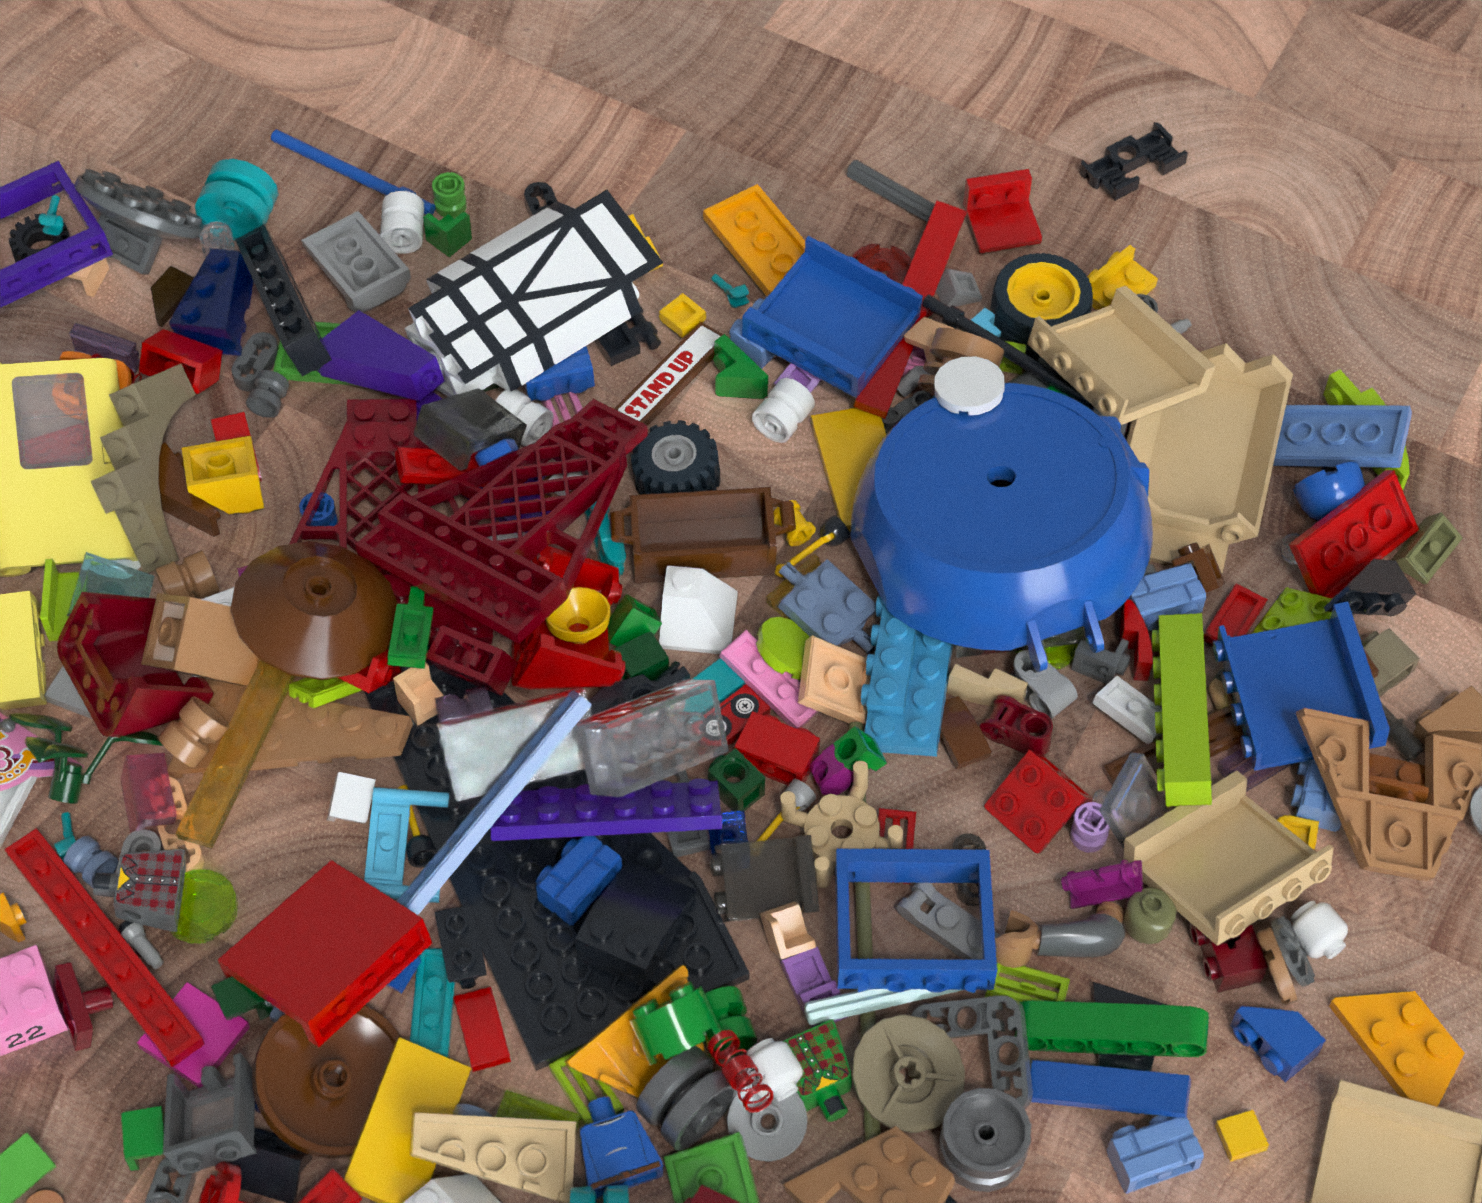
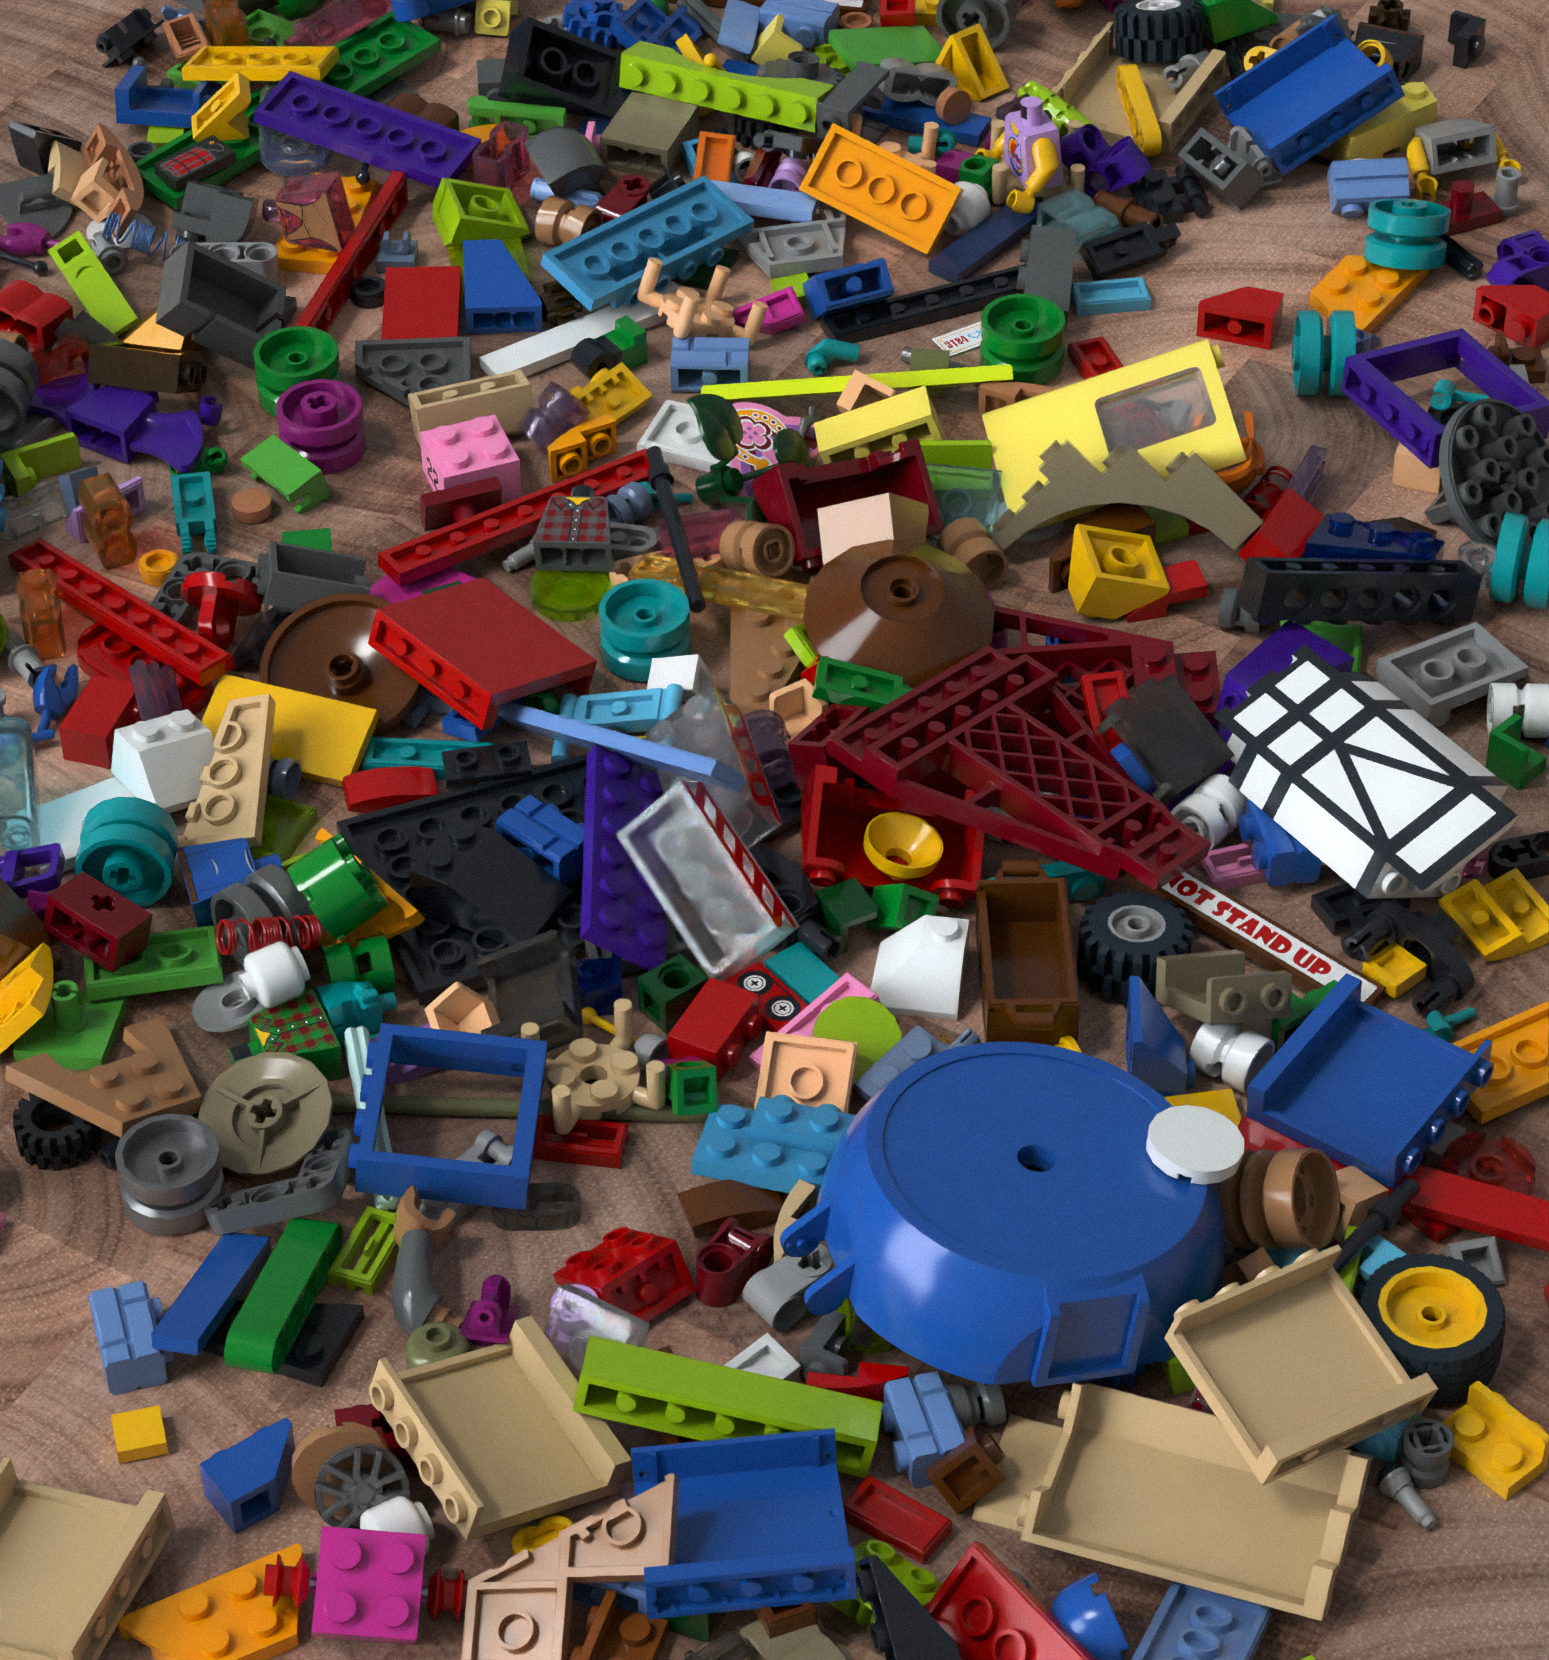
camera: 95 degrees right, 15 degrees down
(85, 814) = (661, 481): none -> black bar
(283, 827) = (643, 623): none -> teal wheel
(664, 288) = (1429, 941): none -> black connector
(744, 403) = (1218, 990): none -> dark tan panel
(770, 1017) = (354, 1005): none -> teal piece
(788, 459) = (1154, 1045): none -> blue slope
(1389, 934) = (367, 1586): none -> dark pink brick

